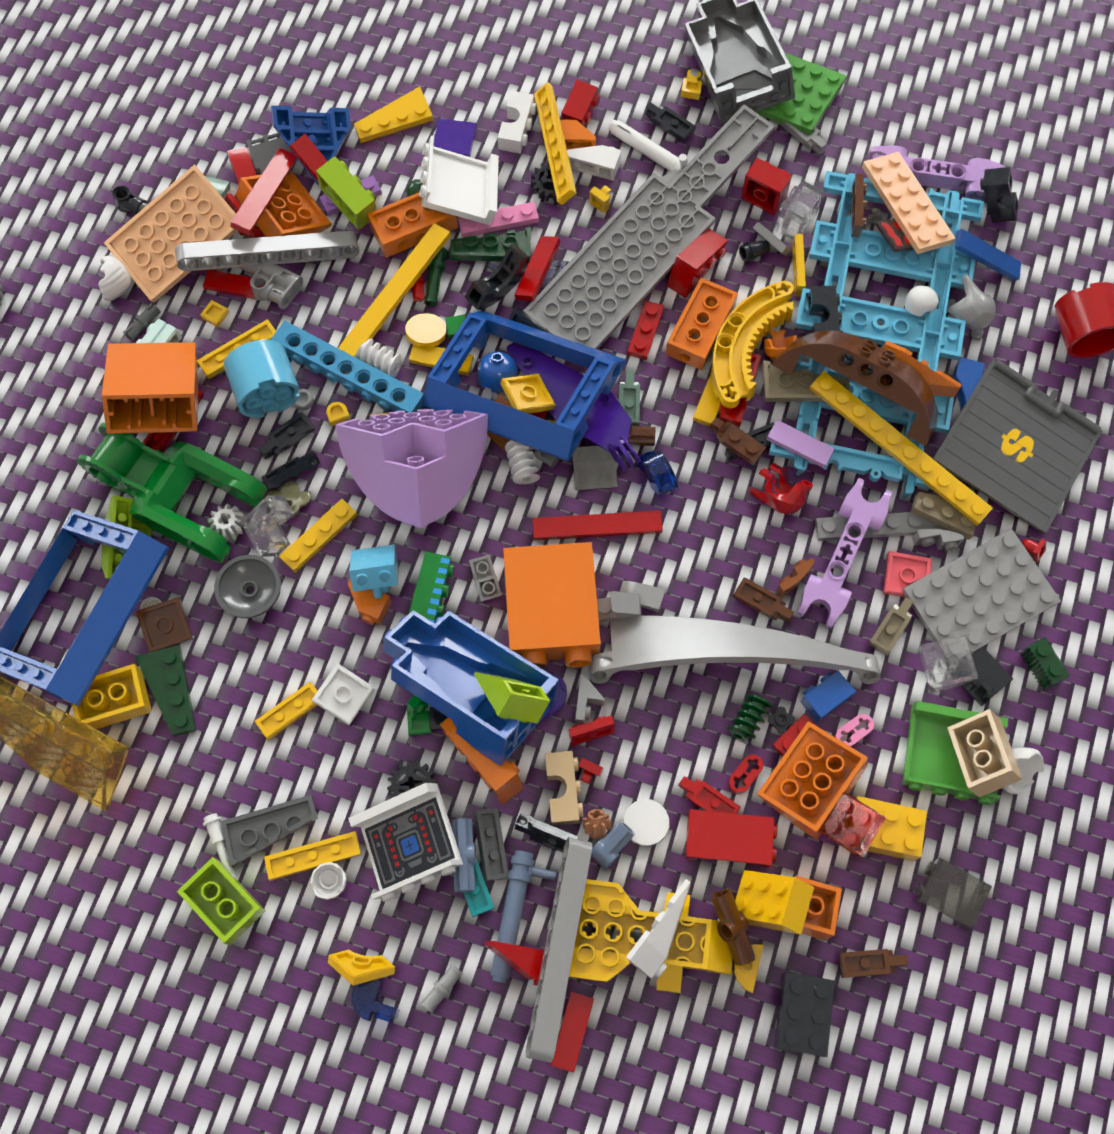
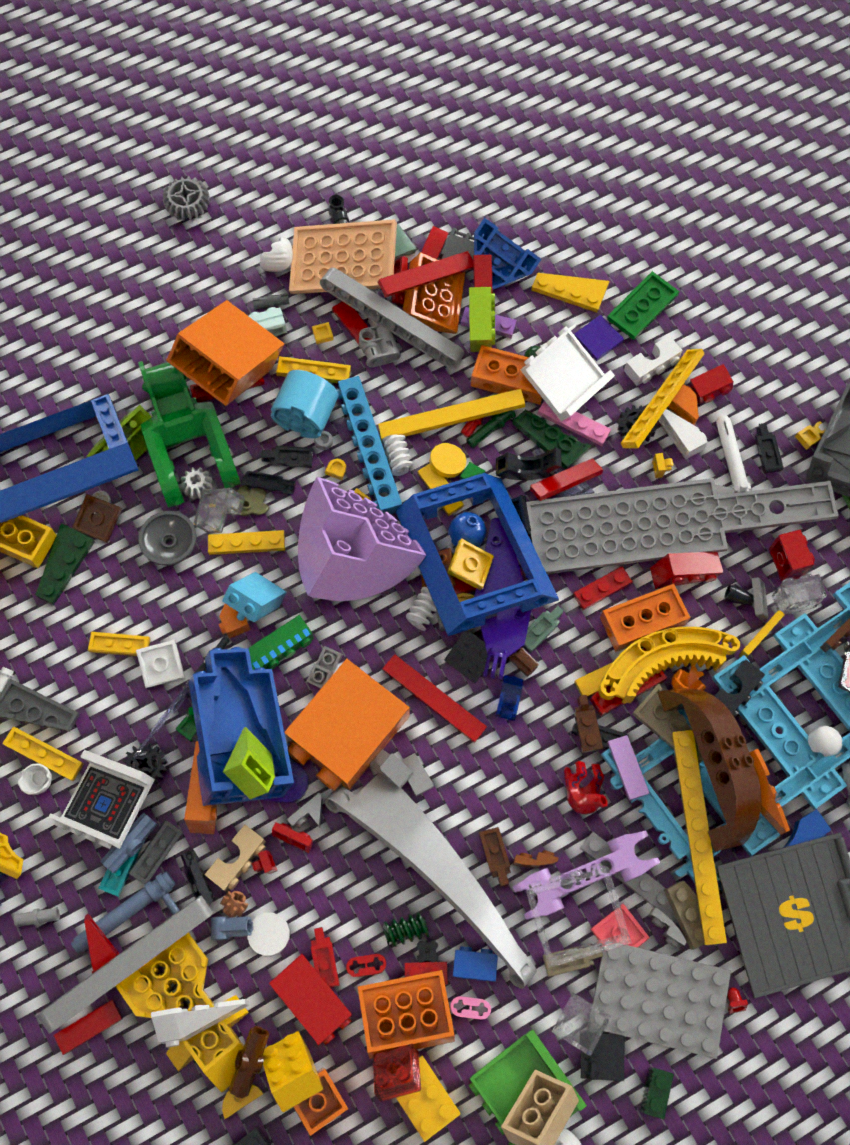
camera: 40 degrees right, 0 degrees up
(389, 697) = (178, 701): none -> clear purple piece
(465, 85) = (643, 305): none -> green plate
(918, 570) = (588, 949): none -> clear window

